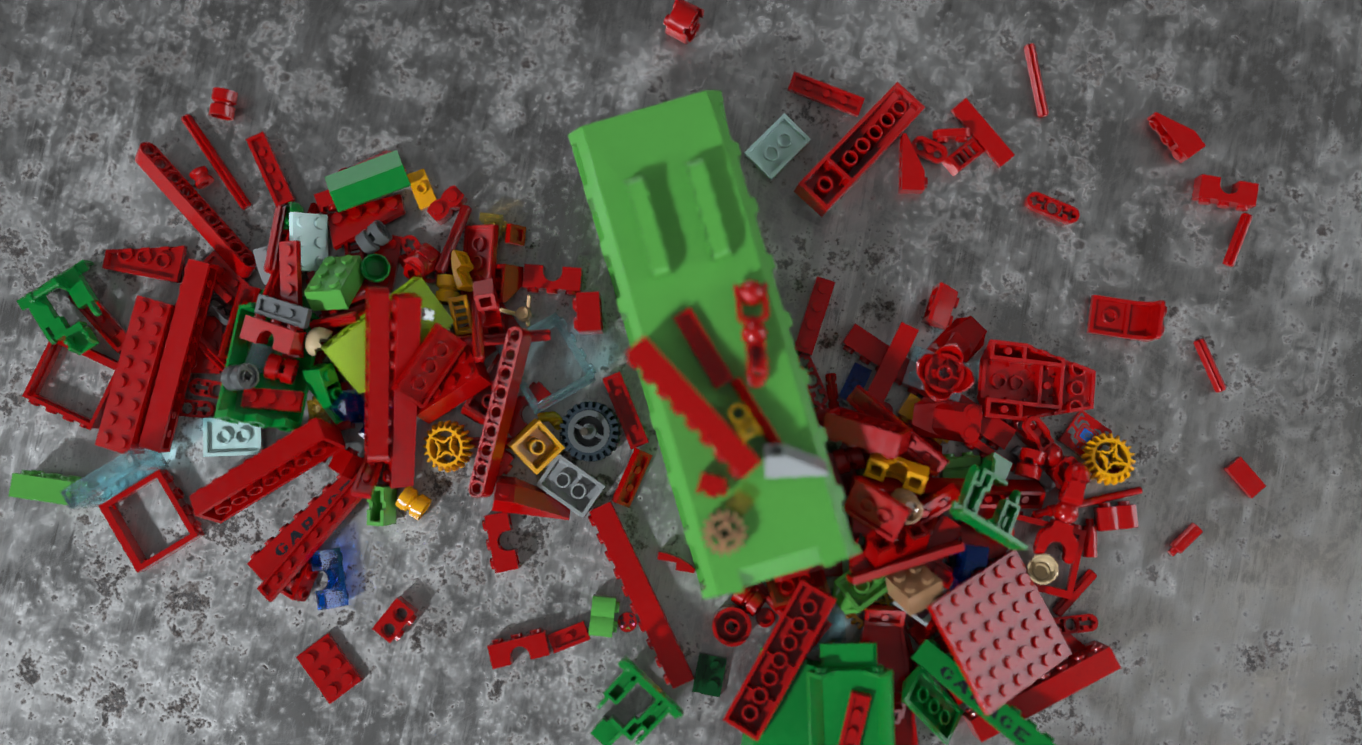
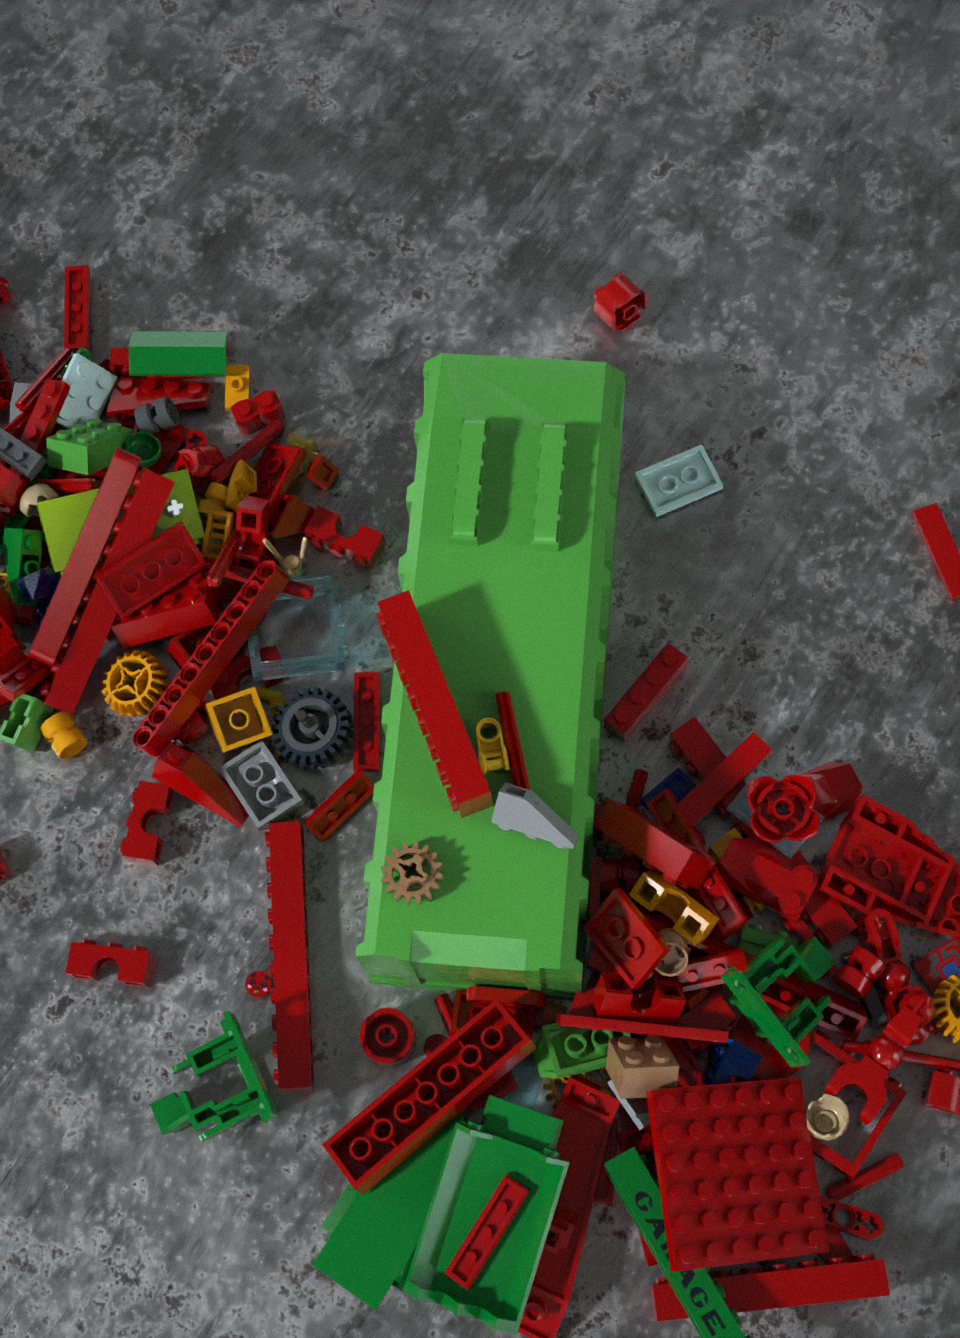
camera: 30 degrees right, 15 degrees down
(216, 161) = (22, 281): red axle -> none
(223, 104) = (58, 222): red wheel -> none
(569, 636) = (178, 973): red plate -> none
(589, 313) = (370, 584): red brick -> none
(602, 615) = (231, 963): bright green brick -> none
(681, 564) = (355, 935): red slope -> none
(703, 348) = (478, 644): red tile -> none
(709, 674) = (334, 1094): dark green plate -> none
(712, 485) = (420, 808): red brick -> none
(739, 502) = (448, 845): clear yellow plate -> none
(750, 599) = (423, 1008): red wheel -> none
(753, 331) = (547, 640): red piece -> none
(810, 364) = (619, 751): red beam -> none
(825, 94) = (761, 441): red plate -> none
(859, 149) = (774, 513): red slope -> none
(911, 172) = (835, 564): red slope -> none
(929, 148) = (870, 546): red plate -> none
(931, 704) = (610, 1245): green slope -> none
(940, 306) = (813, 736): red slope -> none
(954, 165) = (893, 575): red slope -> none
(958, 134) = (903, 538): red plate -> none
(1090, 543) = (910, 1112): red cylinder -> none

